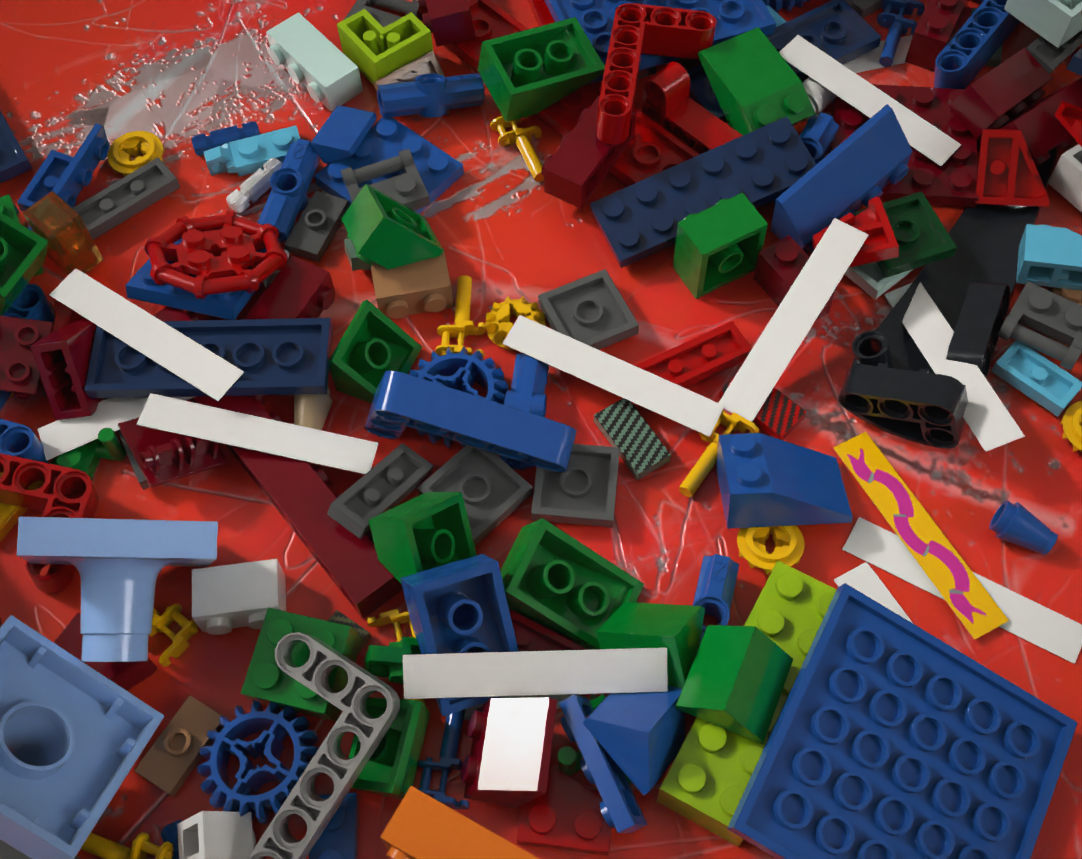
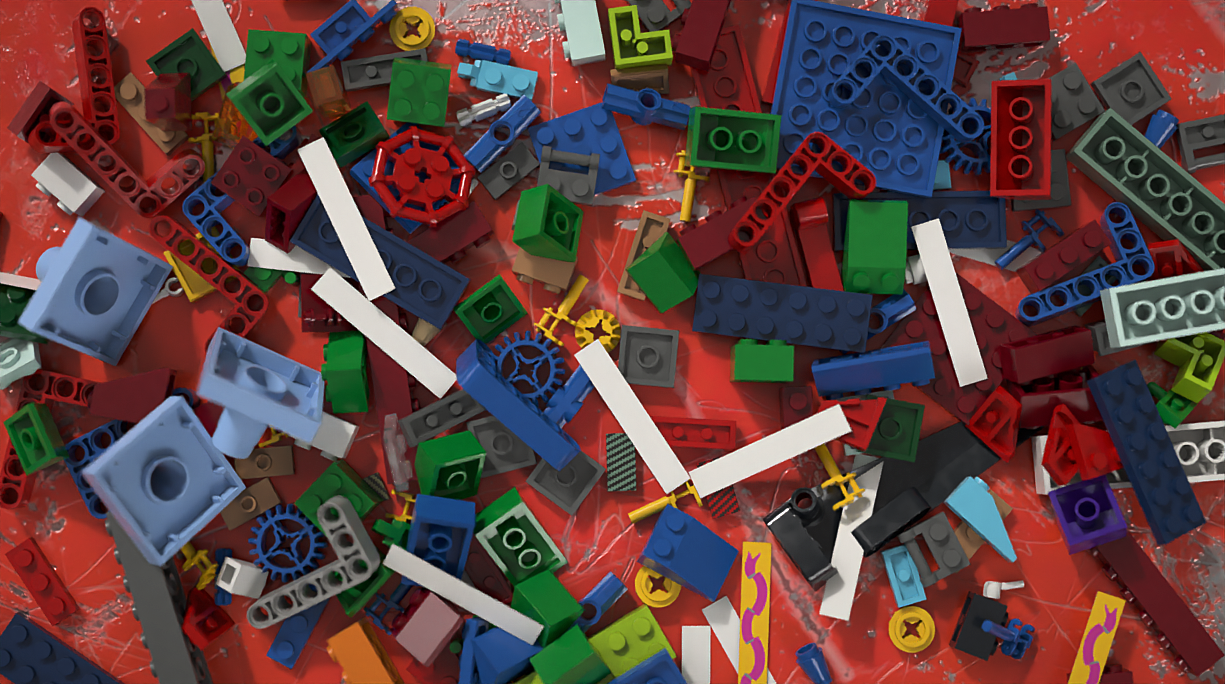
camera: 20 degrees right, 25 degrees up
(120, 259) = (354, 134): none -> dark green plate
(169, 185) = (419, 91): none -> green brick
(181, 676) = (266, 463): none -> medium nougat plate
(230, 498) = (346, 372): none -> green brick
(339, 533) = (395, 449): none -> clear wing
(342, 133) = (565, 105): blue slope -> none
(517, 226) = (649, 231): none -> medium nougat plate
(551, 225) = (664, 274): none -> green slope
(884, 316) = (836, 477): none -> yellow piece

